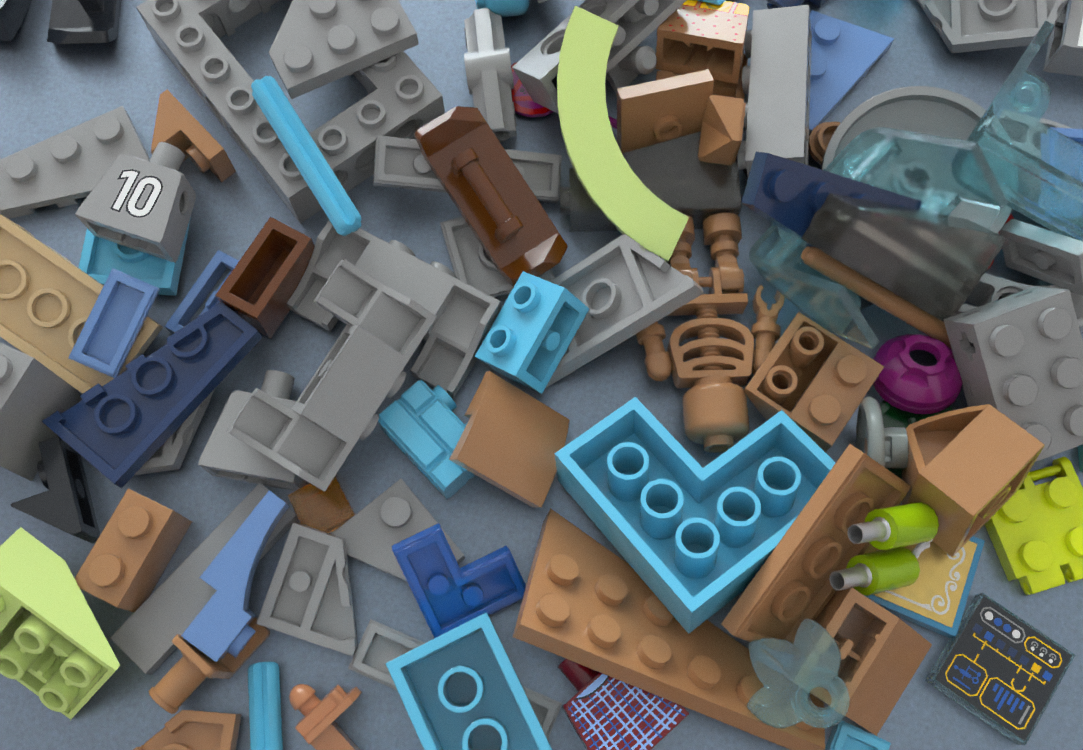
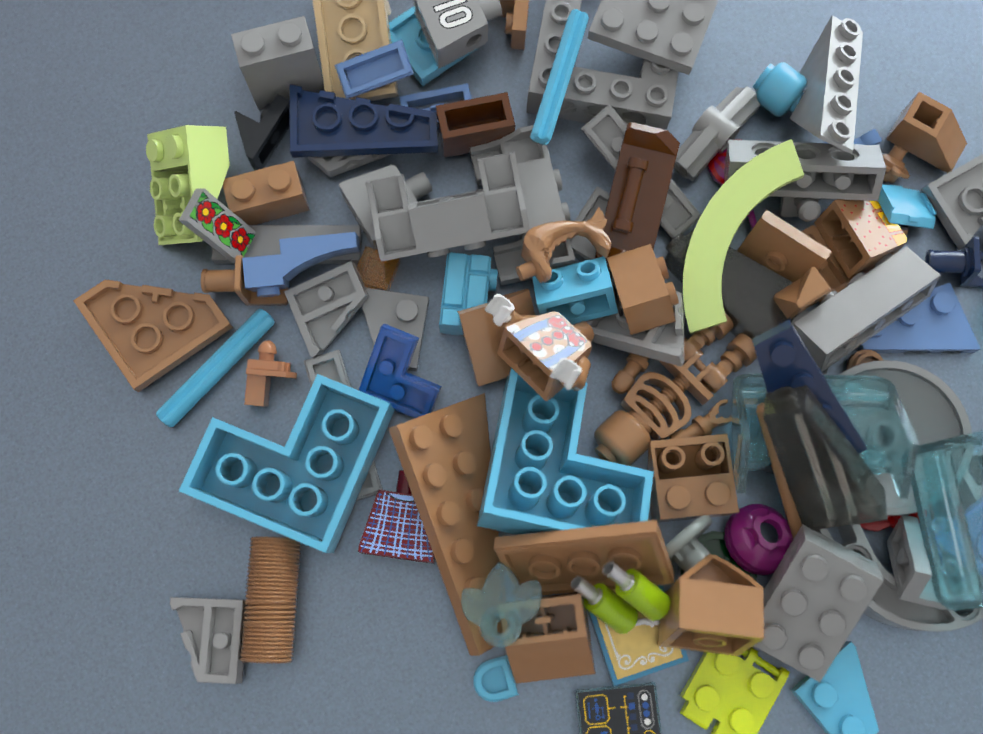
camera: 45 degrees right, 5 degrees up
(117, 632) = (217, 225): none -> tile
(455, 313) = (543, 239): none -> medium nougat animal
(567, 406) = (543, 348): none -> torso
(591, 263) = (642, 288): none -> medium nougat piece

